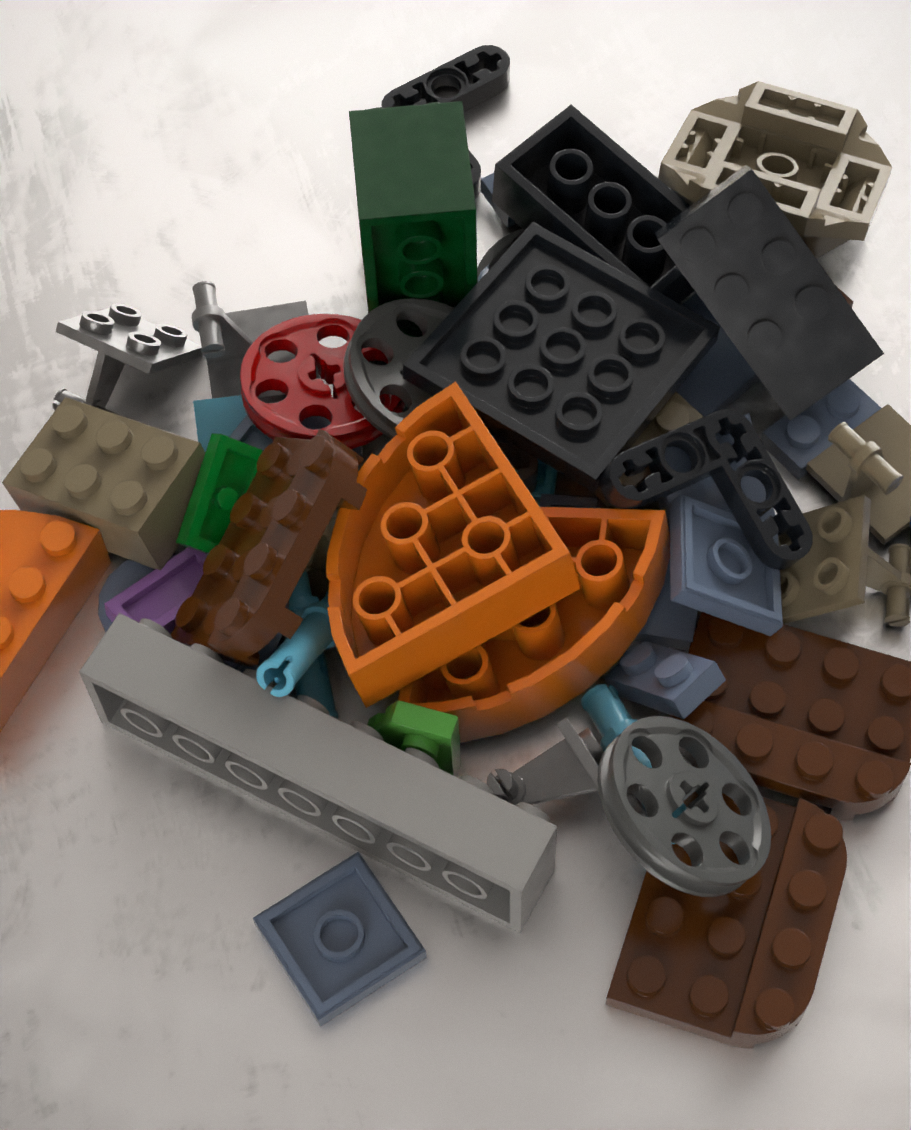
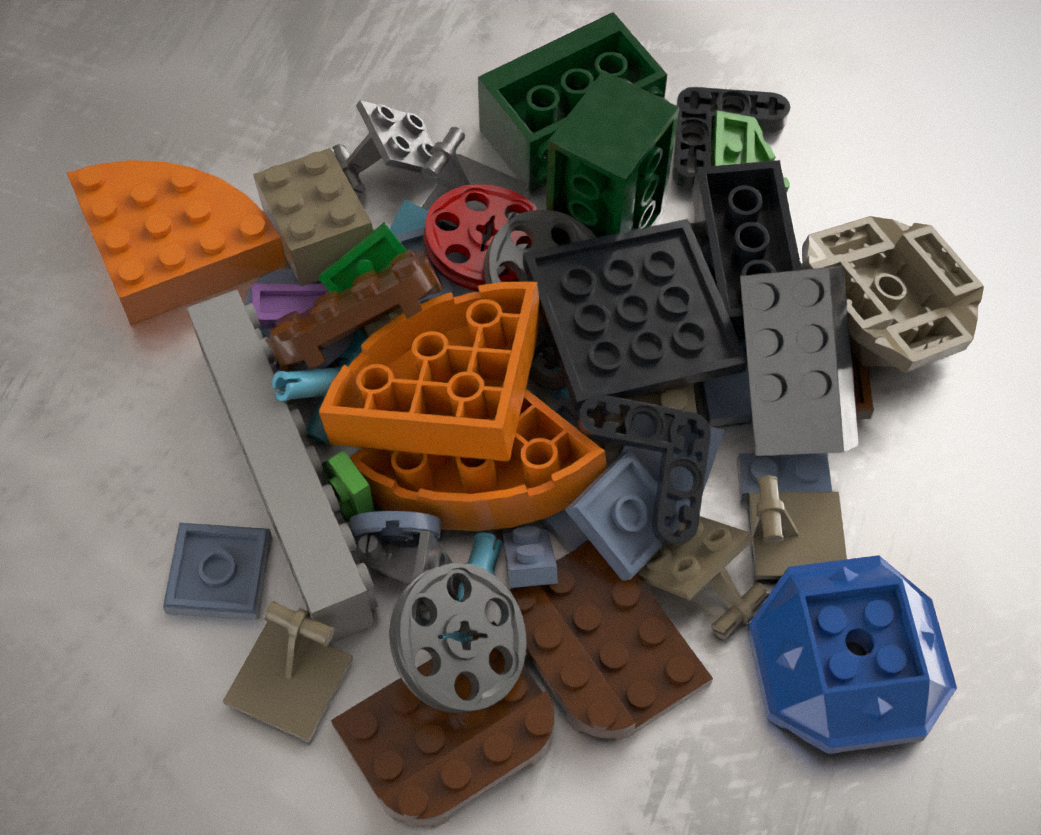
camera: 35 degrees right, 0 degrees up
(278, 185) = (536, 92): none -> dark green brick
(493, 124) = (738, 141): none -> bright green wing
(508, 743) = (394, 526): none -> sand blue tile
(521, 982) = (290, 673): none -> dark tan plate

